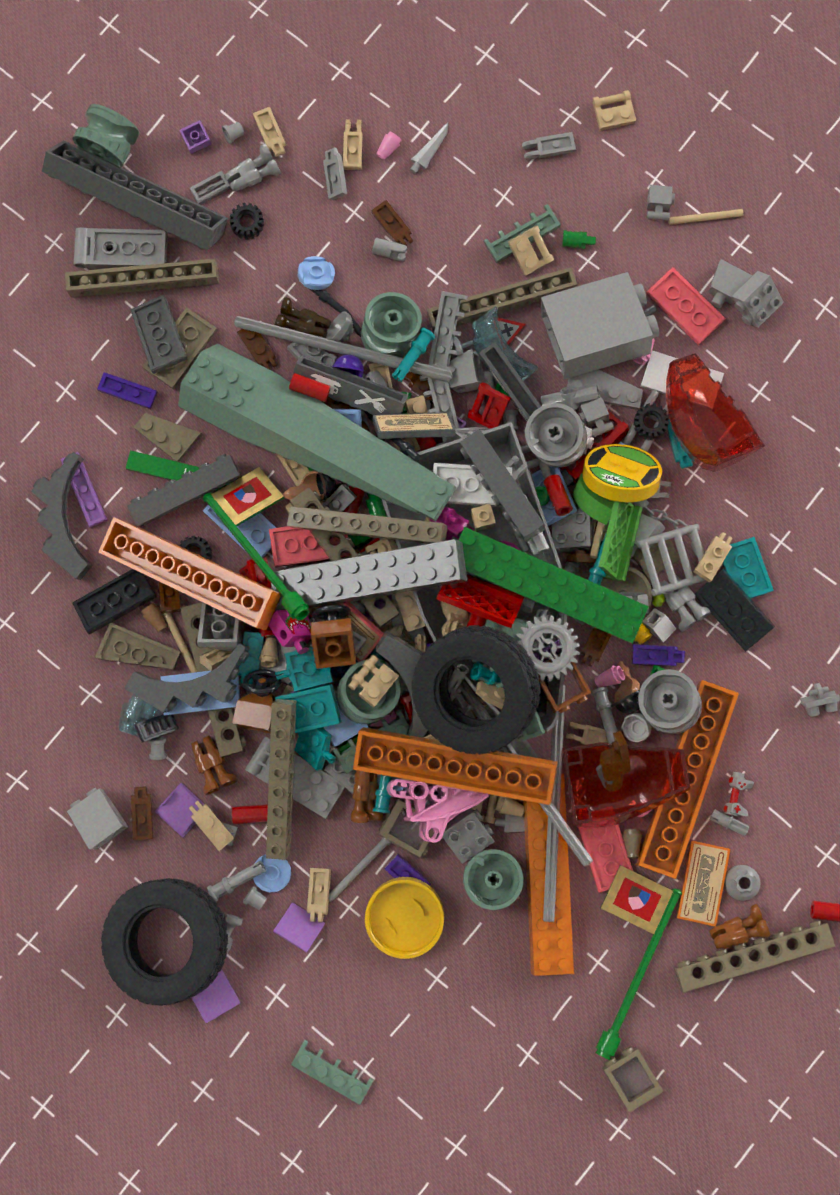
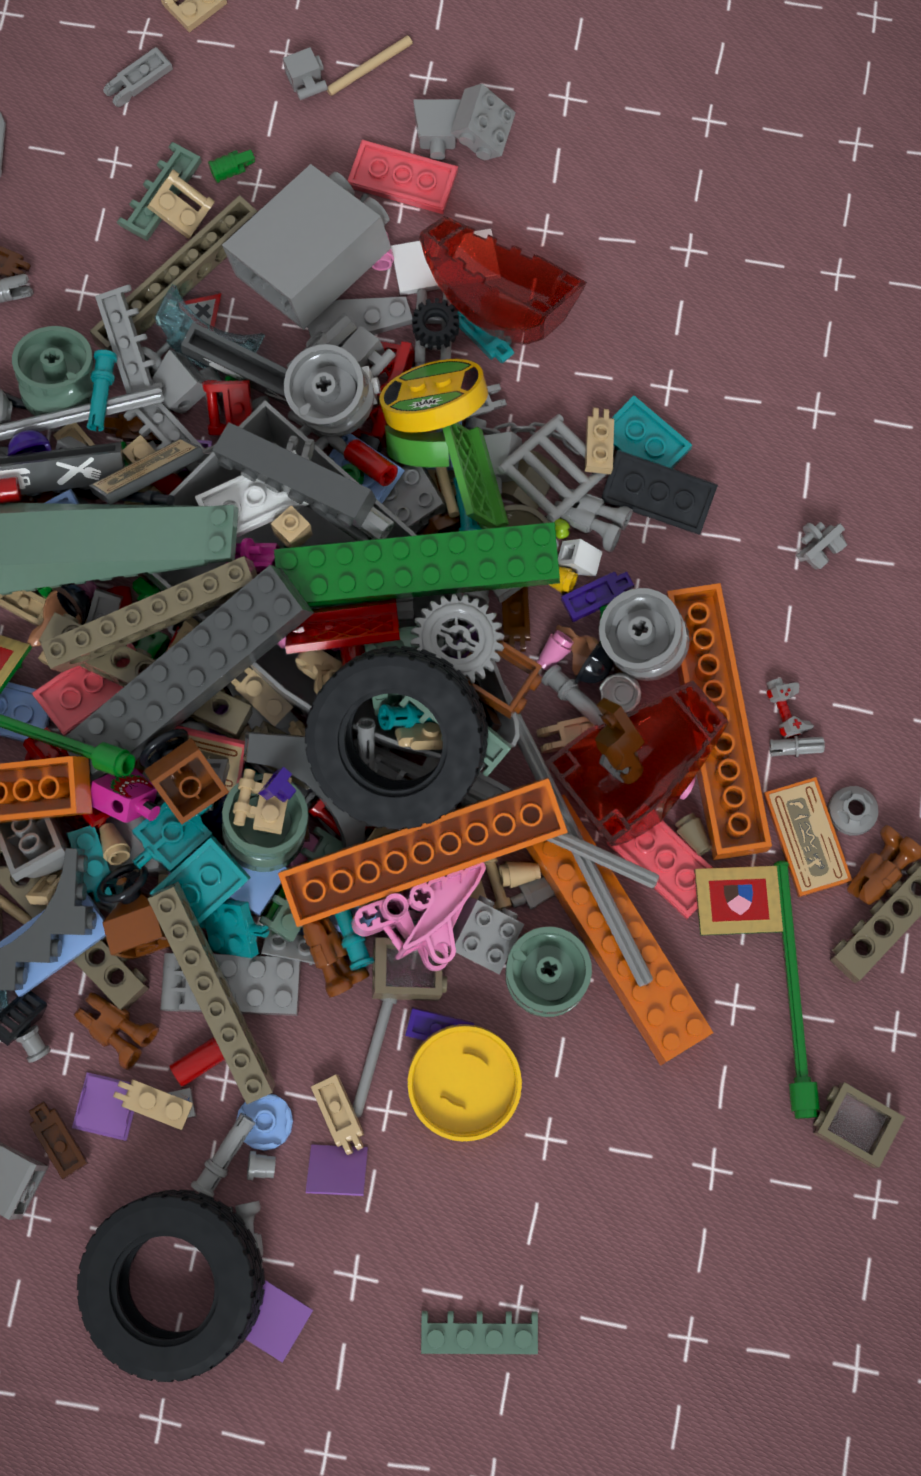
camera: 30 degrees left, 5 degrees down
(387, 678) = (278, 786): none -> dark purple tile

